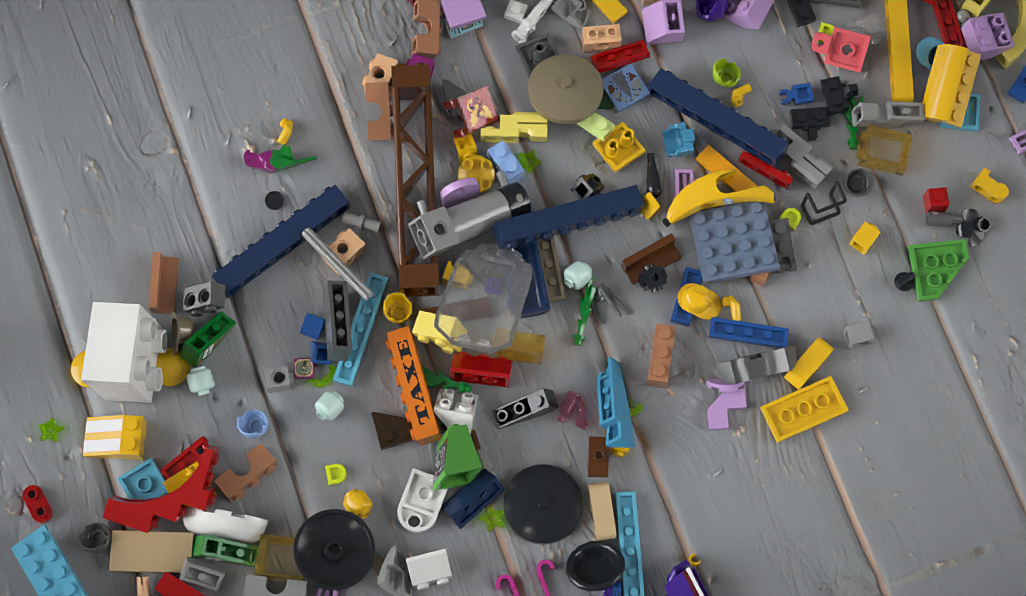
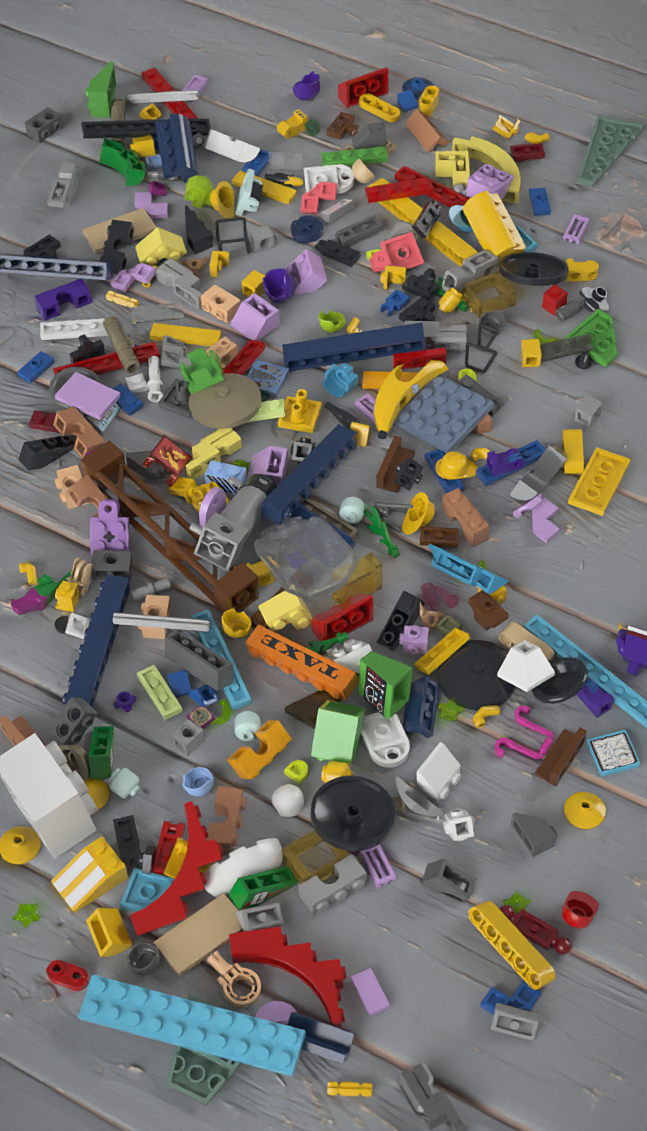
camera: 35 degrees left, 20 degrees down
(91, 494) = (108, 932): none -> yellow brick
(163, 459) = (147, 859): none -> black plate
(164, 431) = (127, 840): none -> black hinge
(262, 302) = (124, 696): none -> dark purple plate
(279, 211) = (77, 625): none -> white plate
(291, 321) = (159, 692): none -> yellowish green plate
(292, 176) = (67, 596): none -> yellow brick
(303, 440) = (272, 740): none -> light orange arch
(306, 493) = (288, 800): none -> white hair
(316, 169) = (81, 574): none -> tan arm
(355, 186) = (111, 563): none -> dark grey brick
(375, 137) = (109, 521): none -> medium lavender plate
(388, 24) = (42, 452): none -> black slope
(388, 469) = (337, 732): none -> slope
(494, 20) = (128, 401): none -> blue plate
(517, 542) = (483, 712): none -> yellow arm
(520, 442) = (414, 640): none -> lavender brick
(532, 462) = (442, 651): none -> yellow tile
(545, 182) = (270, 462): none -> lavender slope
(546, 420) = (425, 614): none -> medium nougat piece
(559, 443) = (447, 624): none -> olive tile
(567, 47) = (203, 371): none -> bright green panel
(576, 535) = (525, 666): none -> white slope
(625, 355) = (439, 536): none -> reddish brown plate
(629, 323) = (419, 515): none -> yellow piece
(738, 331) = (504, 462): none -> dark purple leg
(821, 65) = (393, 275): none -> yellow bracket
(844, 131) = (450, 300): none -> yellow brick
(890, 230) = (542, 339): none -> clear neon green piece
(898, 32) = (427, 218): none -> black hinge
(899, 257) = (566, 347): none -> clear smoke tile
(945, 155) = (533, 269): none -> black dish

